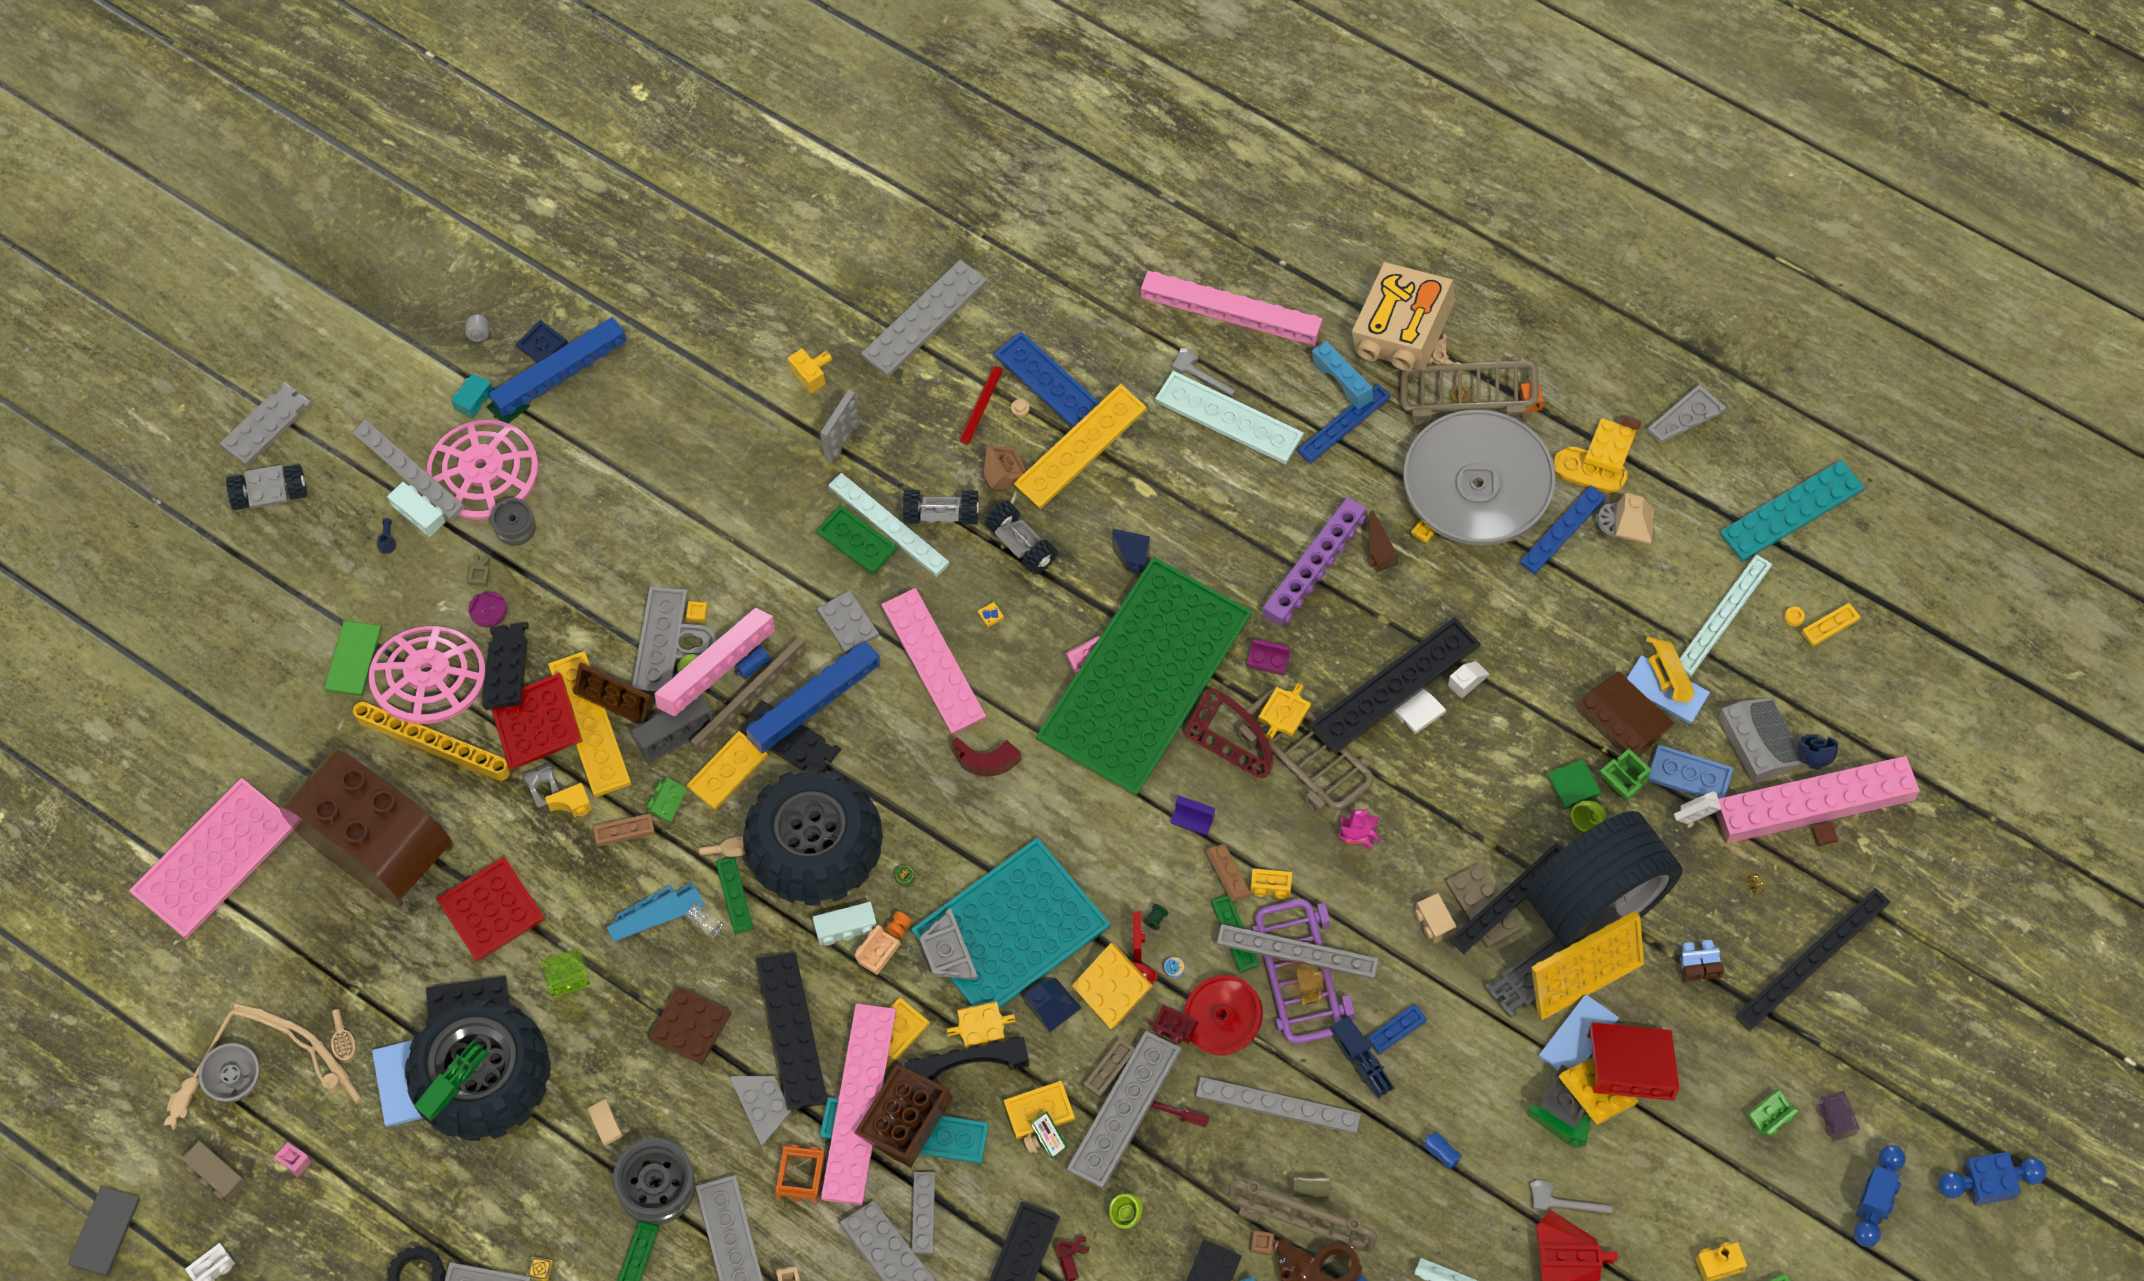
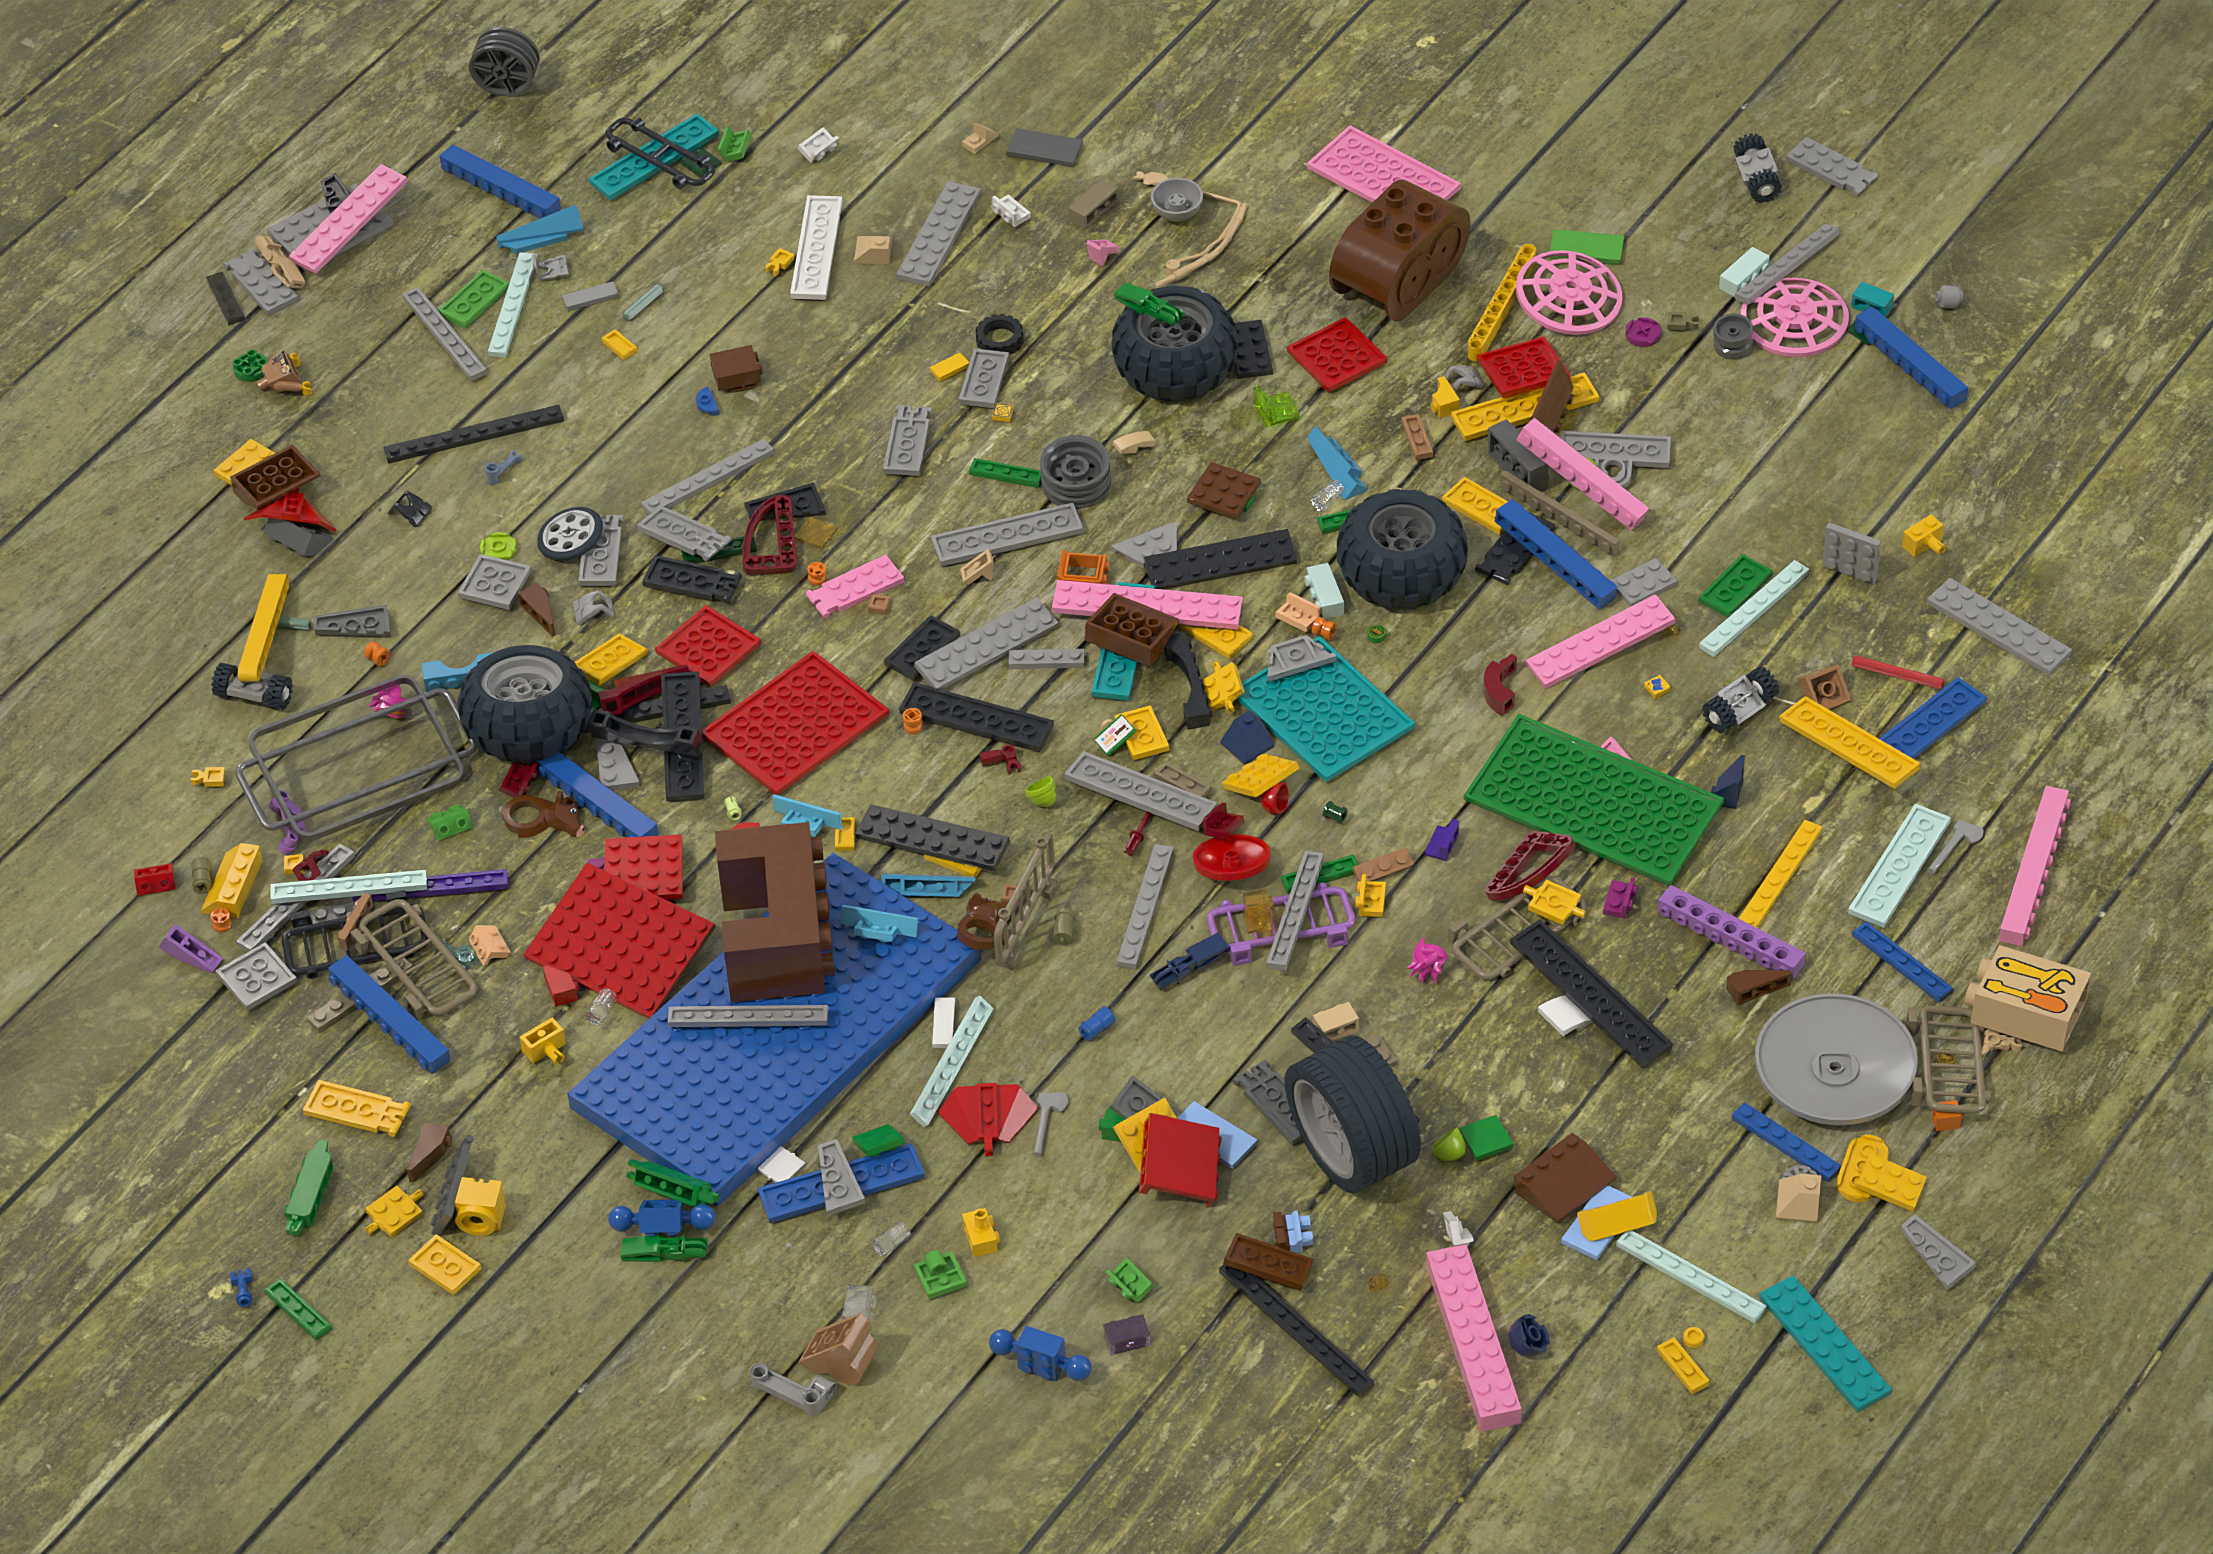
camera: 90 degrees right, 15 degrees down
(342, 1041) = (1212, 273): tan piece -> none
(390, 545) = (1709, 257): dark blue bar -> none
(505, 666) = (1579, 343): black hinge -> none
(541, 342) = (1942, 346): dark blue tile -> none
(665, 799) = (1448, 463): bright green bracket -> none
(696, 611) = (1649, 475): yellow tile -> none
(752, 662) = (1593, 513): blue piece -> none
(940, 508) = (1770, 637): plate -> none
(1020, 407) = (1897, 702): tan plate -> none
(1138, 937) = (1309, 792): red plate -> none
(1174, 967) = (1284, 829): tile -> none
(1240, 520) = (1781, 873): none -> yellow plate
(1356, 388) = (1939, 958): dark azure arch -> none
(1396, 1029) = (1222, 995): blue tile -> none
(1467, 678) = (1603, 1053): white slope -> none
(1588, 965) = (1276, 1122): yellow plate -> none
(1626, 774) = (1493, 1176): bright green plate -> none
(1630, 422) = (1922, 1201): copper tile -> none
(1689, 773) = (1503, 1238): medium blue tile -> none
(1743, 981) = (1268, 1261): none -> reddish brown plate
(1760, 738) = (1548, 1291): light grey slope -> none
(1825, 833) = (1437, 1347): copper tile -> none
(1992, 1178) = (1058, 1454): blue brick -> none

